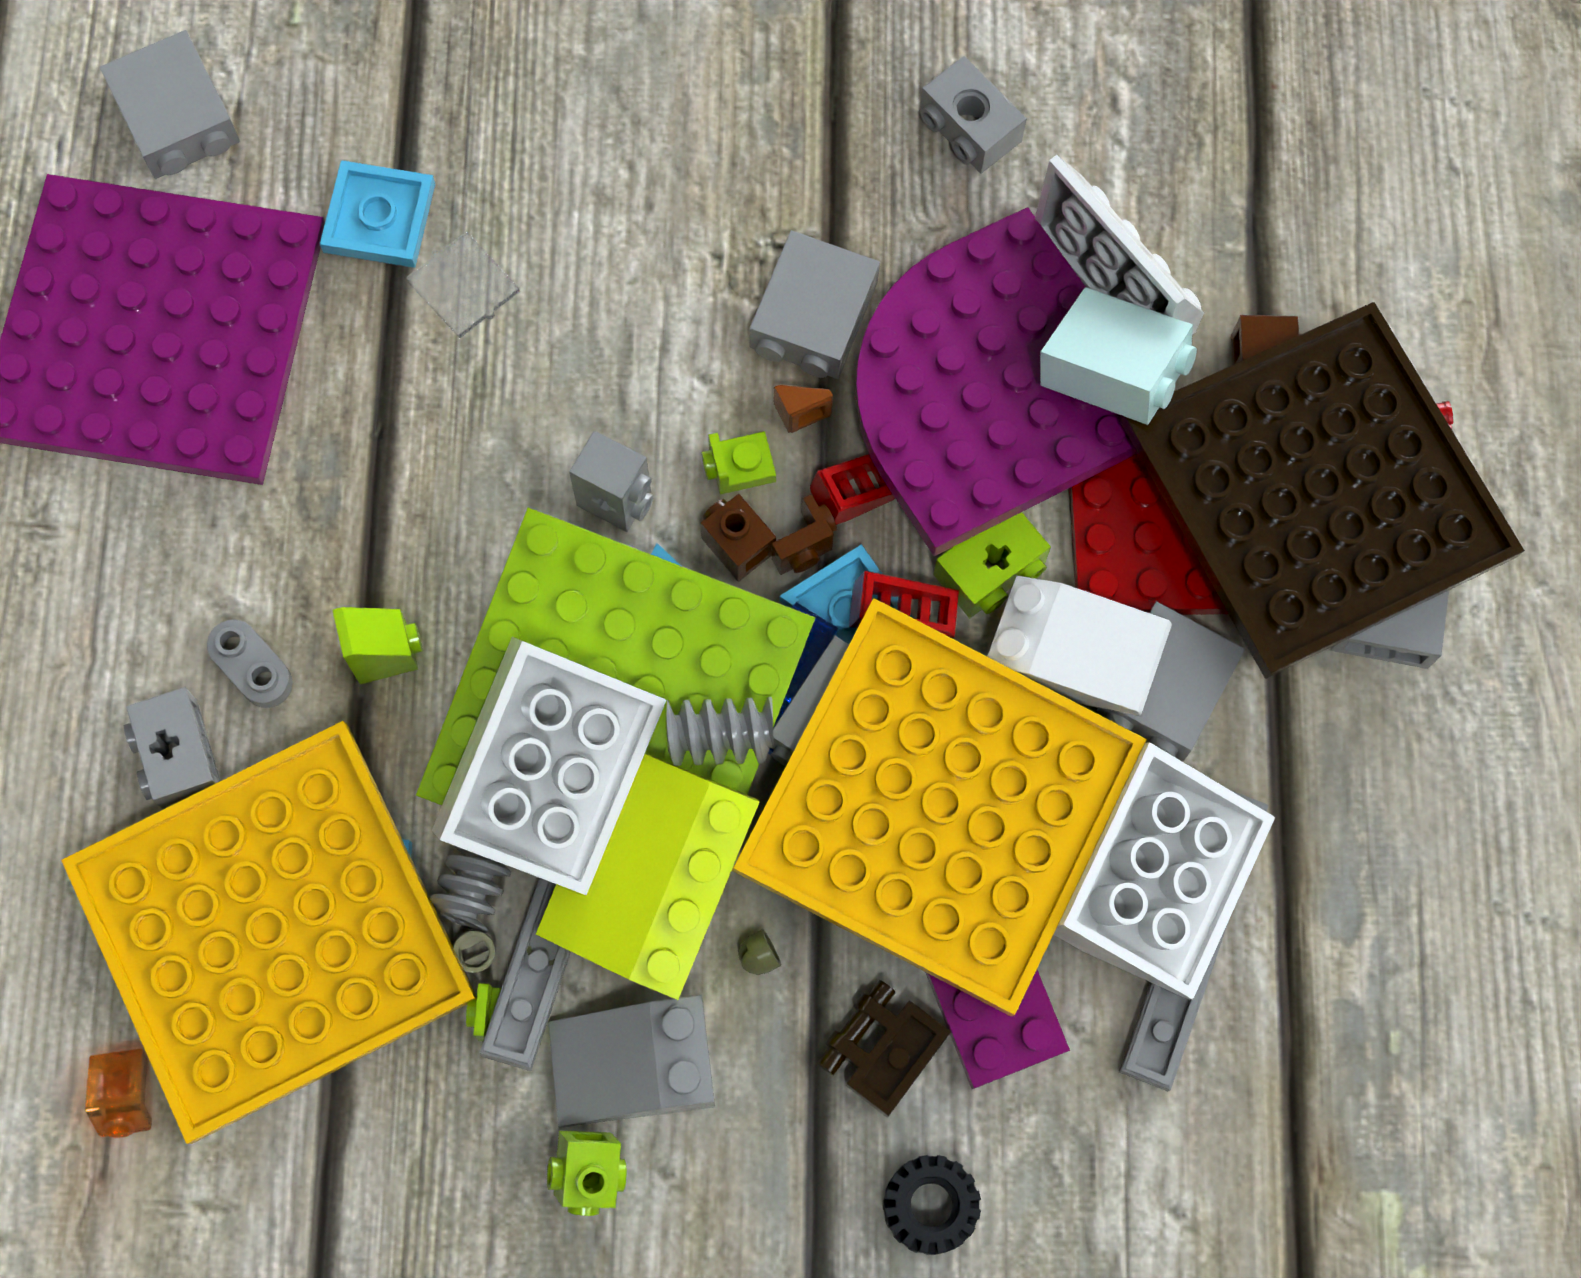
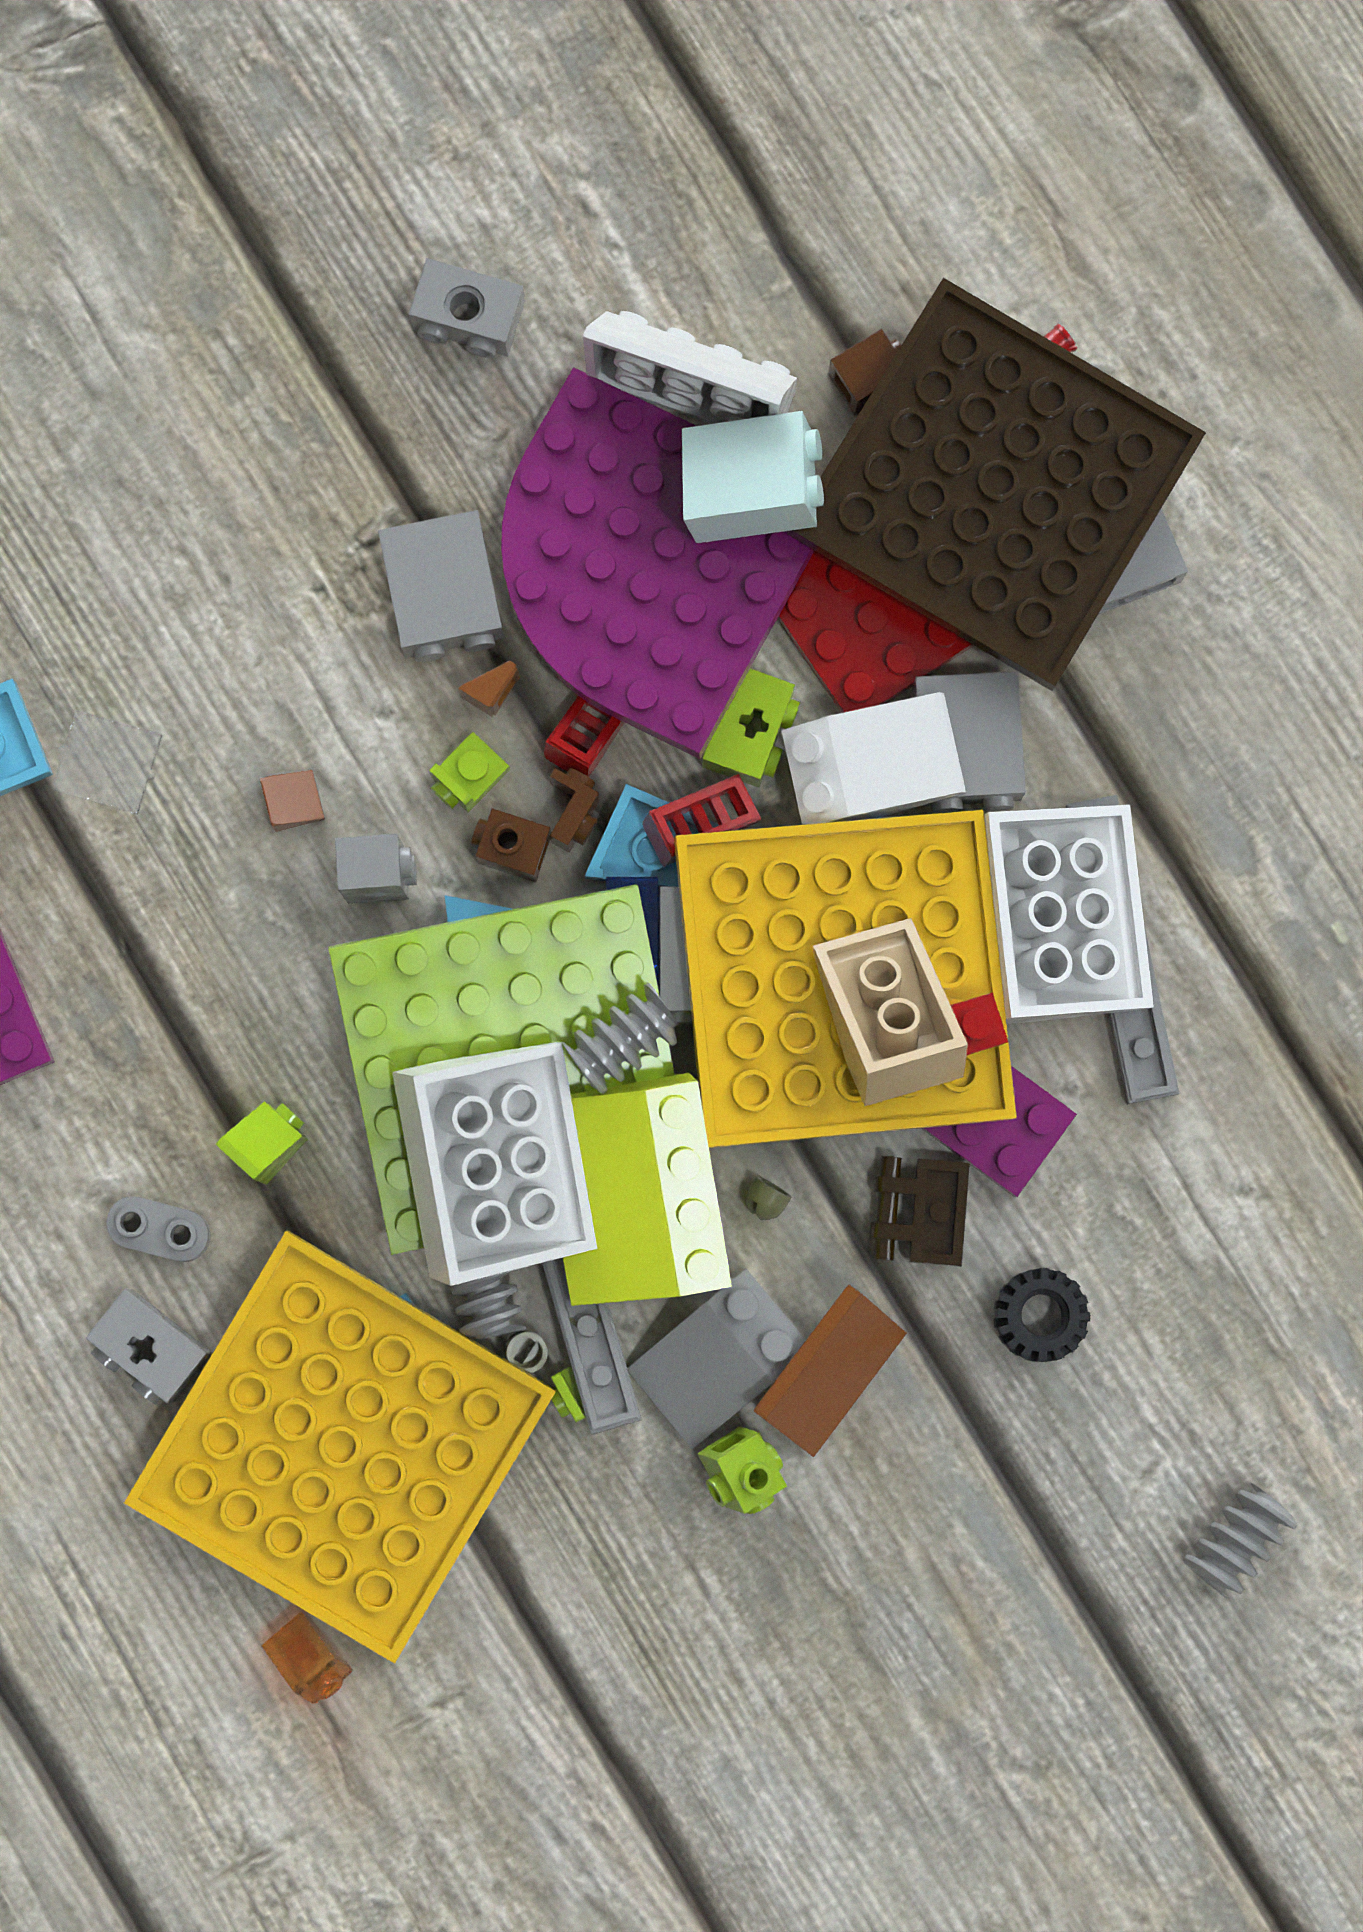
camera: 30 degrees left, 10 degrees up
(585, 397) = (292, 799): none -> slope
(717, 1132) = (830, 1371): none -> dark orange tile
(961, 853) = (890, 1012): none -> tan slope
(1027, 911) = (980, 1023): none -> red plate

